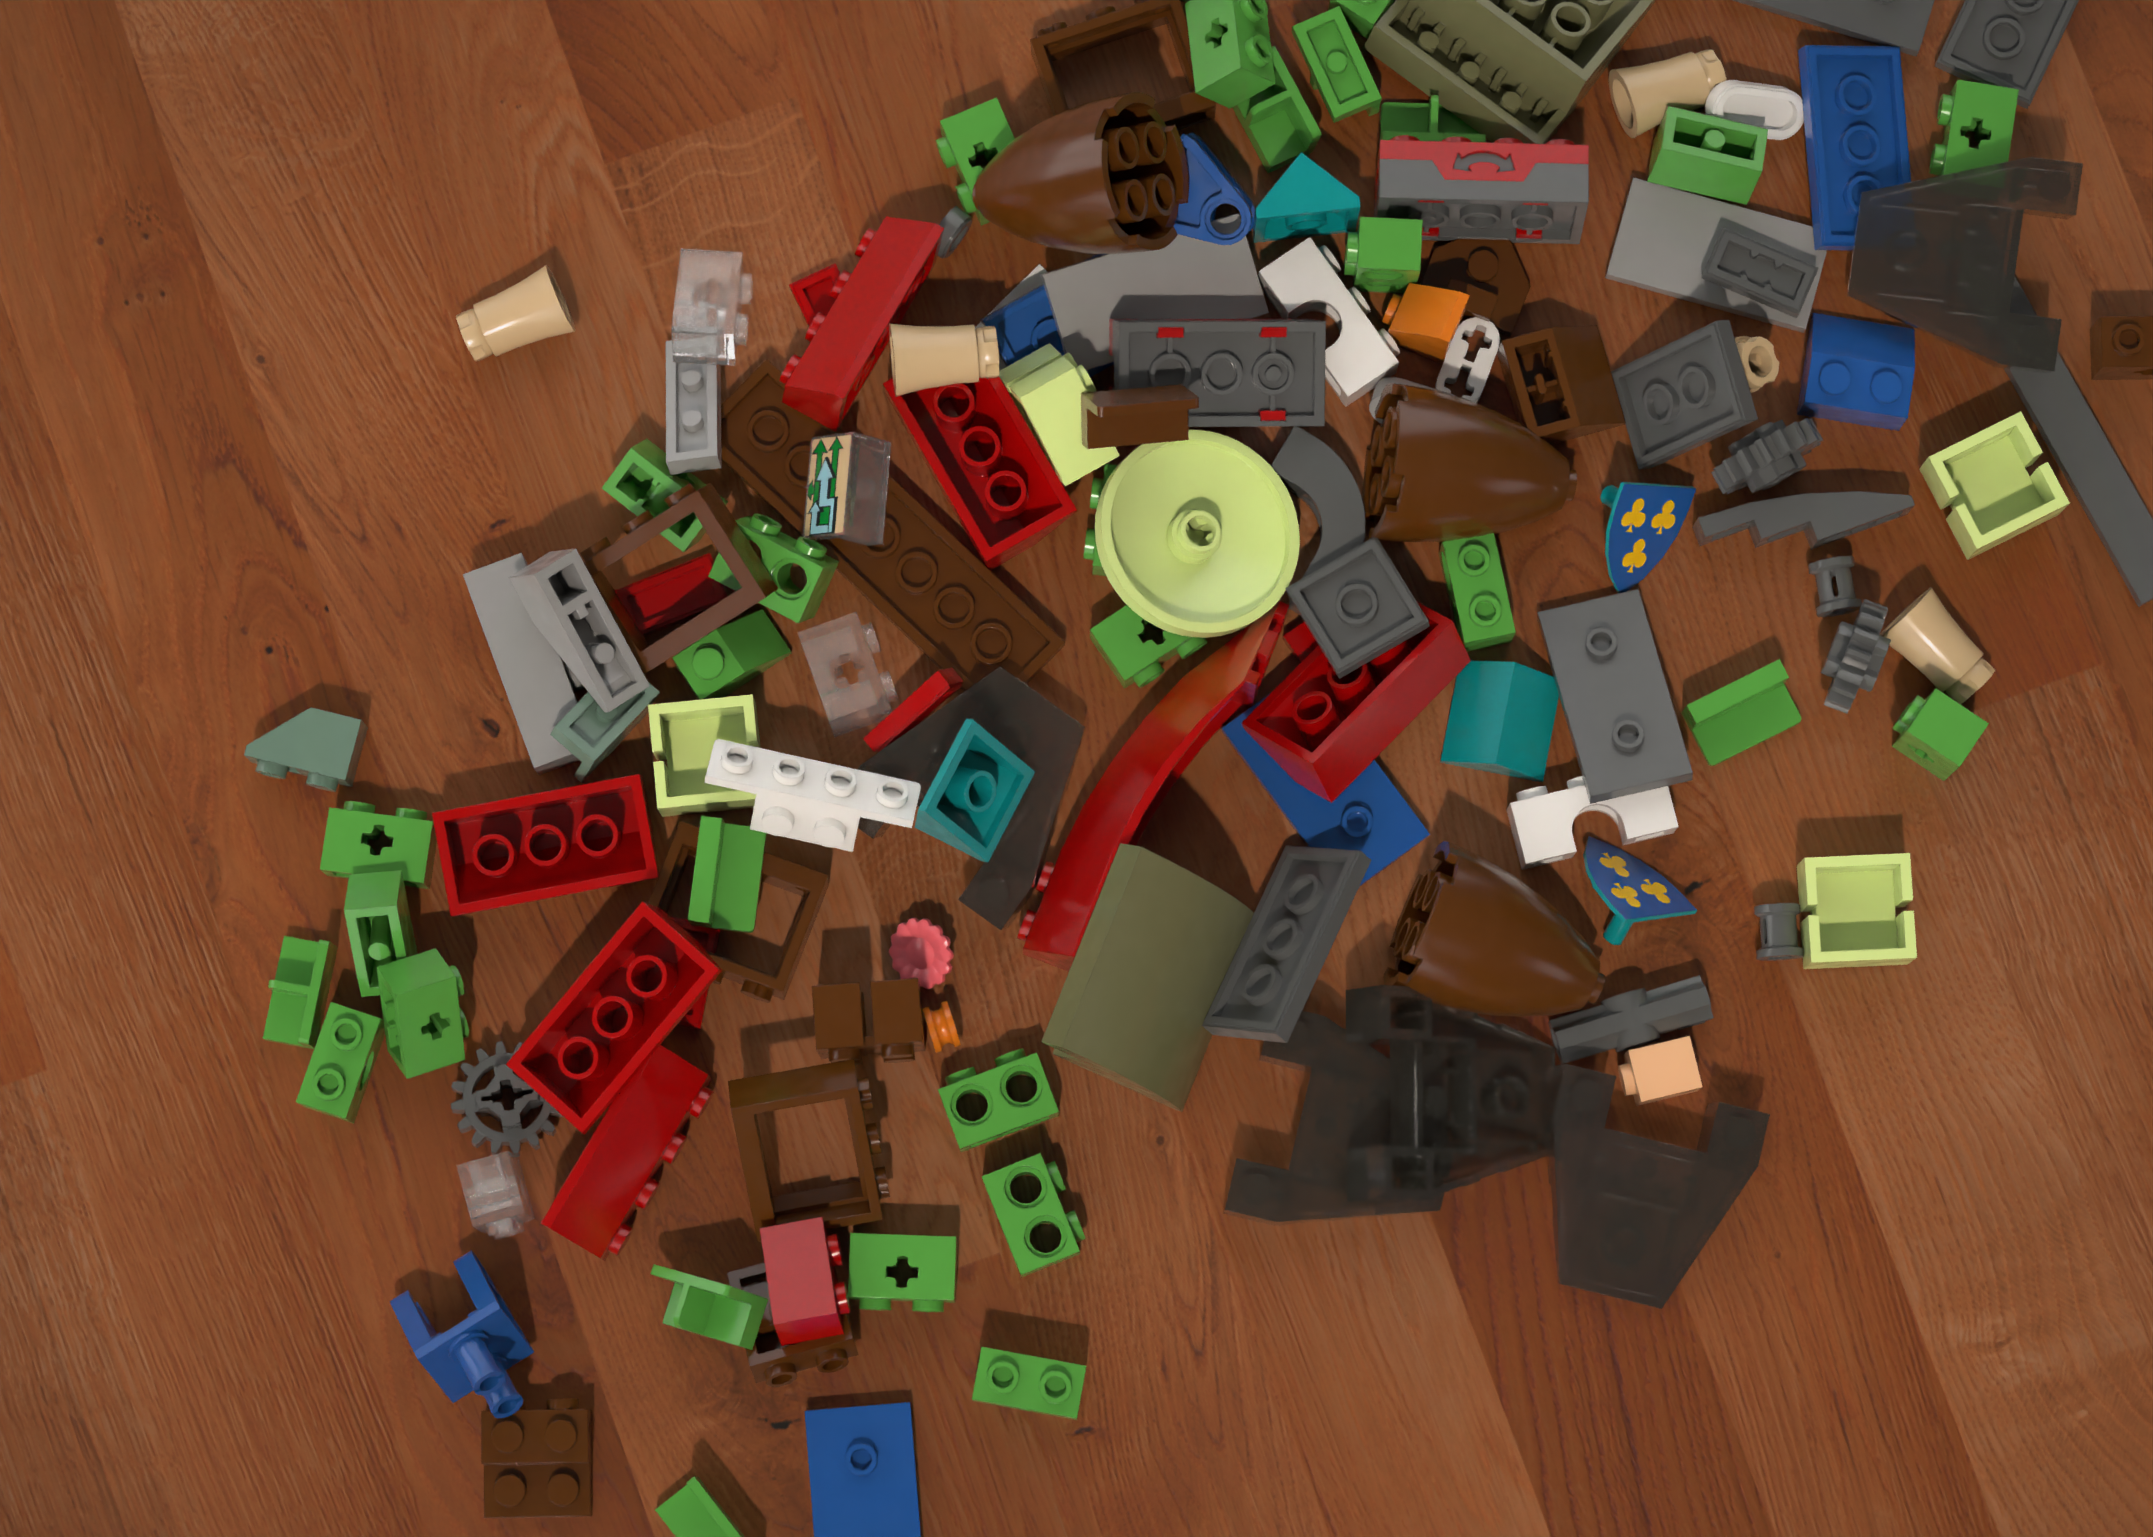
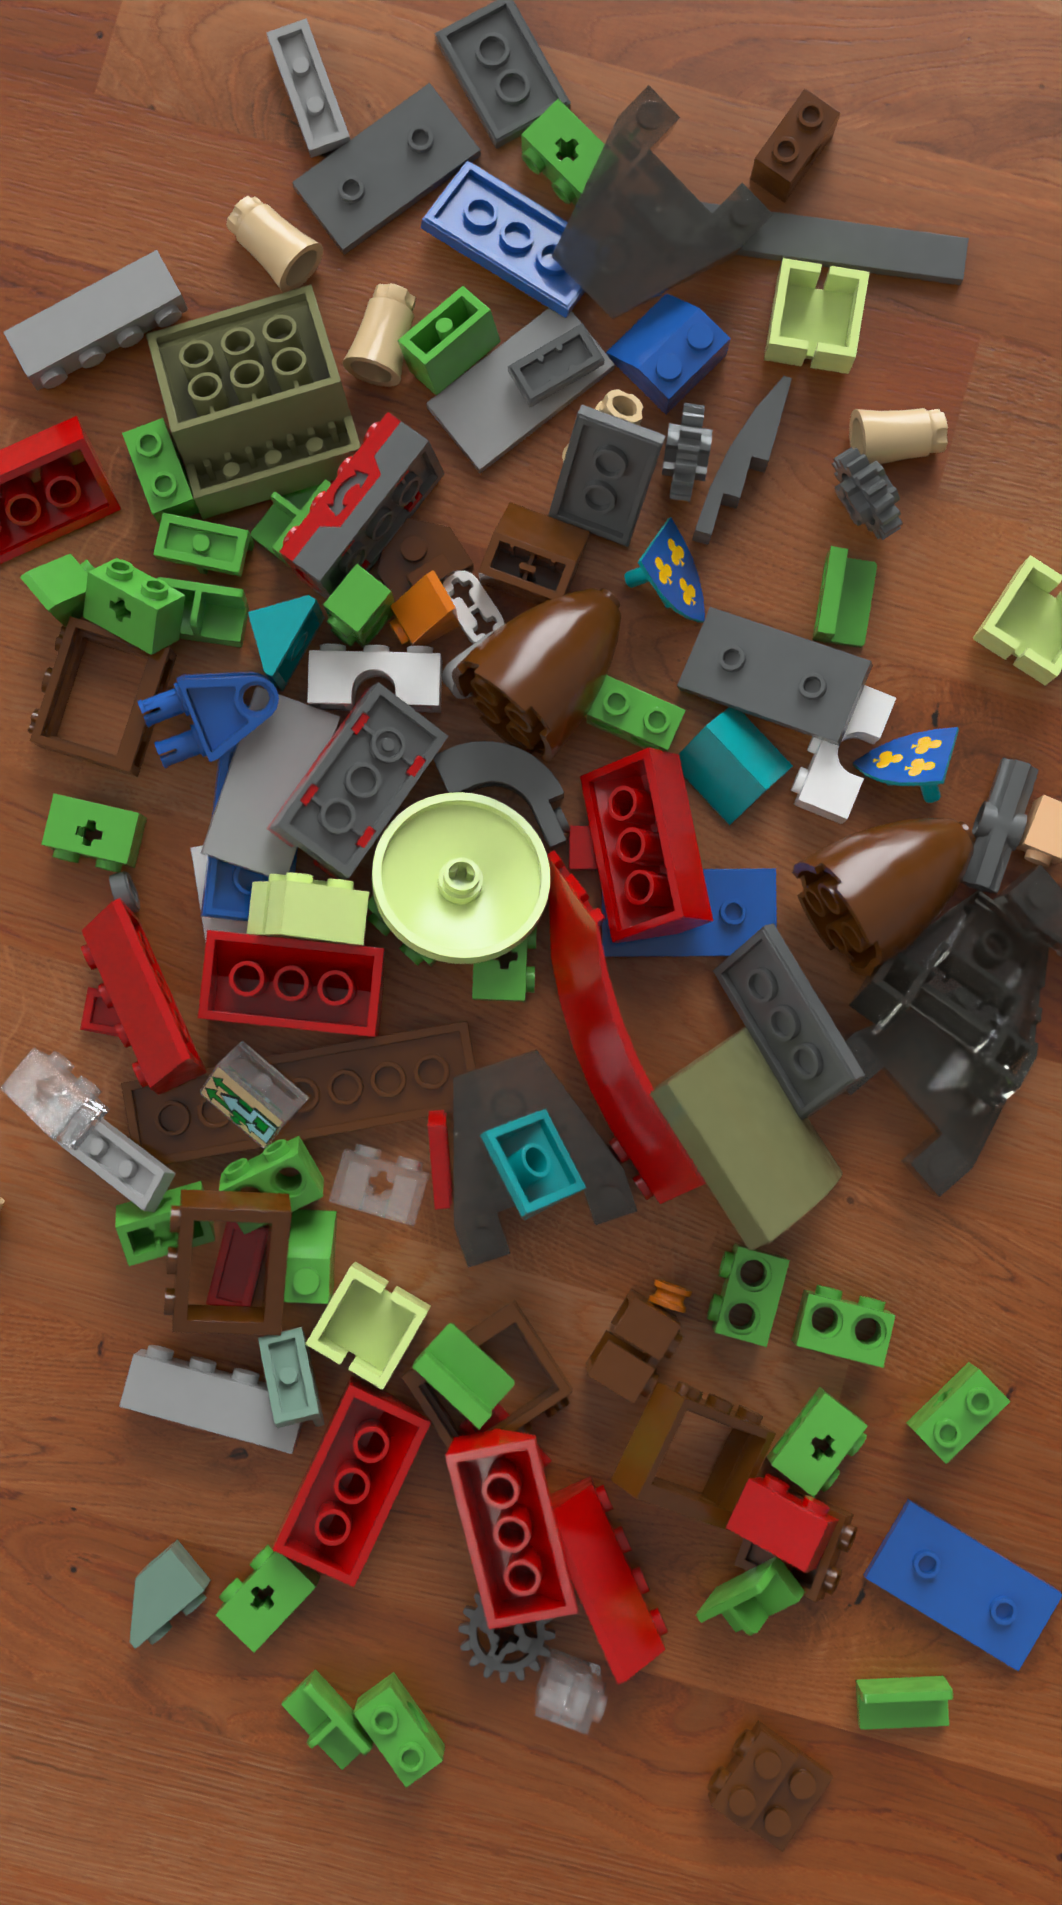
camera: 50 degrees left, 5 degrees up
(377, 924) = (330, 1643): bright green brick -> none
(422, 1012) = (407, 1653): bright green brick -> none
(475, 1350) = (672, 1784): blue piece -> none
(580, 626) = (217, 1354): light grey slope -> none
(810, 797) = (451, 1278): white bracket -> none
(921, 952) = (609, 1273): coral piece -> none
(941, 356) = (209, 965): tan plant -> none
(1090, 179) = (161, 771): reddish brown cylinder -> none
(1136, 416) = (351, 860): reddish brown panel -> none
(1357, 607) = (591, 805): dark grey tile -> none
(1757, 105) = (439, 282): white tile -> none
(1778, 932) = (1010, 683): dark grey bush -> none
(1841, 569) = (807, 466): dark grey bush -> none
(1937, 733) = (959, 476): bright green brick -> none

